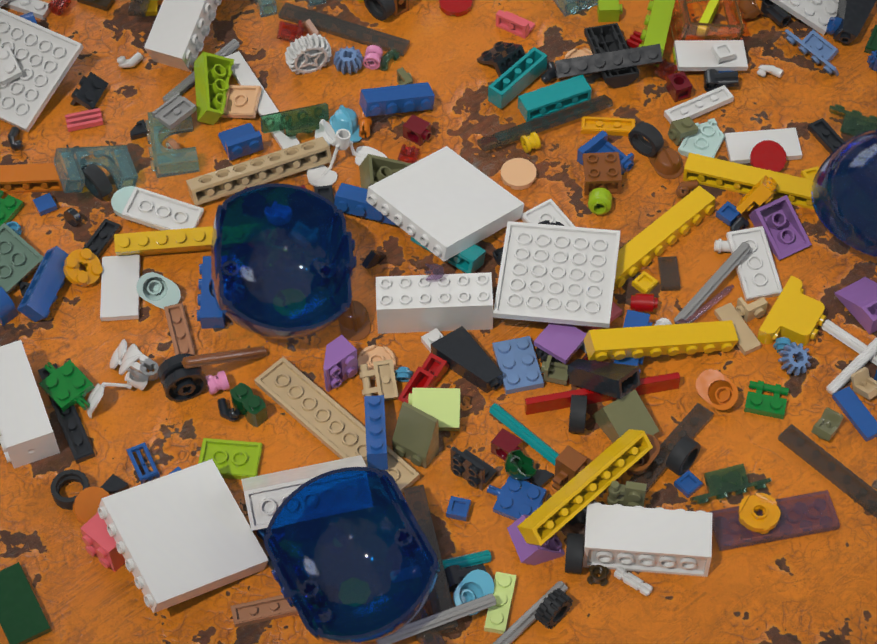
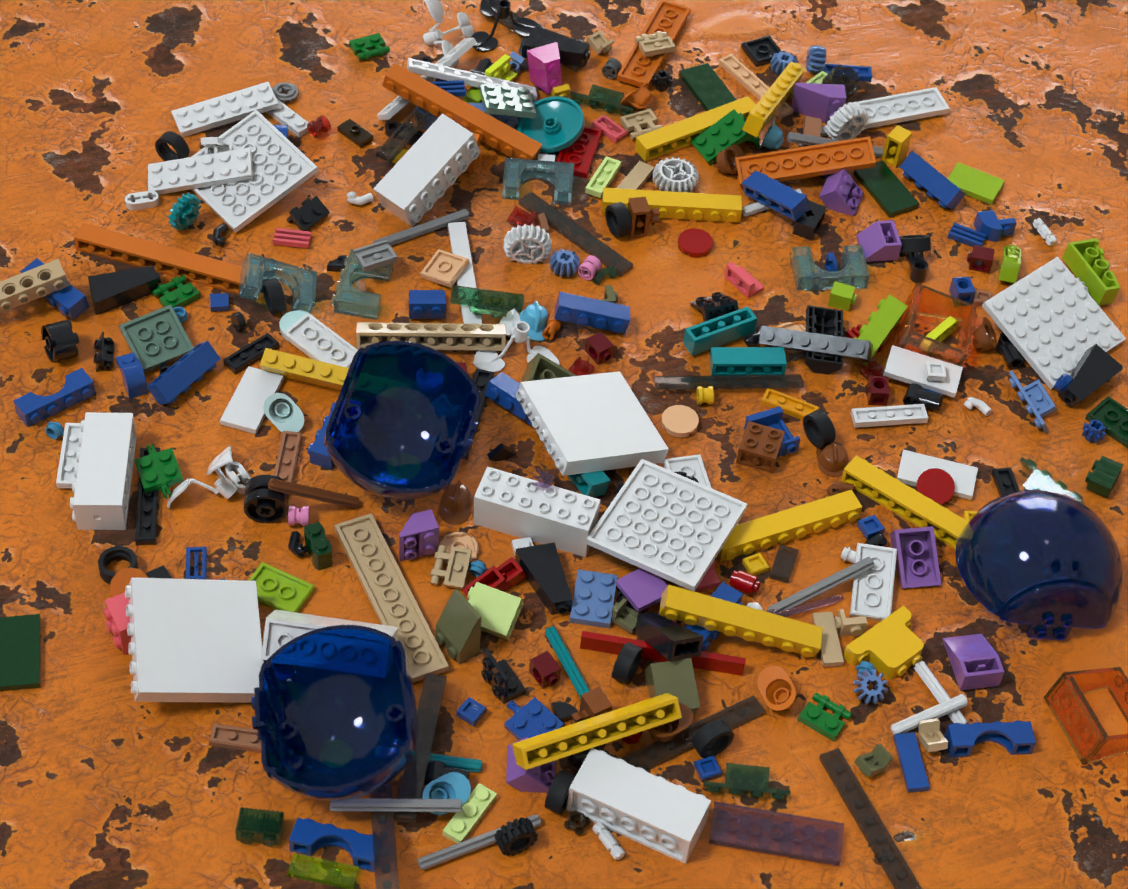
camera: 15 degrees right, 5 degrees down
(86, 258) = (218, 377): light orange plate -> none
(211, 85) = (423, 242): lime wedge -> none
(376, 432) = (417, 622): blue arch -> none
(519, 465) = (546, 691): dark green hair -> none
(600, 201) = (746, 472): lime head -> none
(629, 495) = (637, 753): olive plate -> none
(682, 128) = (861, 431): olive bracket -> none
(705, 142) = (878, 448): light aqua tile -> none
(756, 523) = (762, 831): light orange plate -> none
(760, 193) = (908, 516): light orange plate -> none

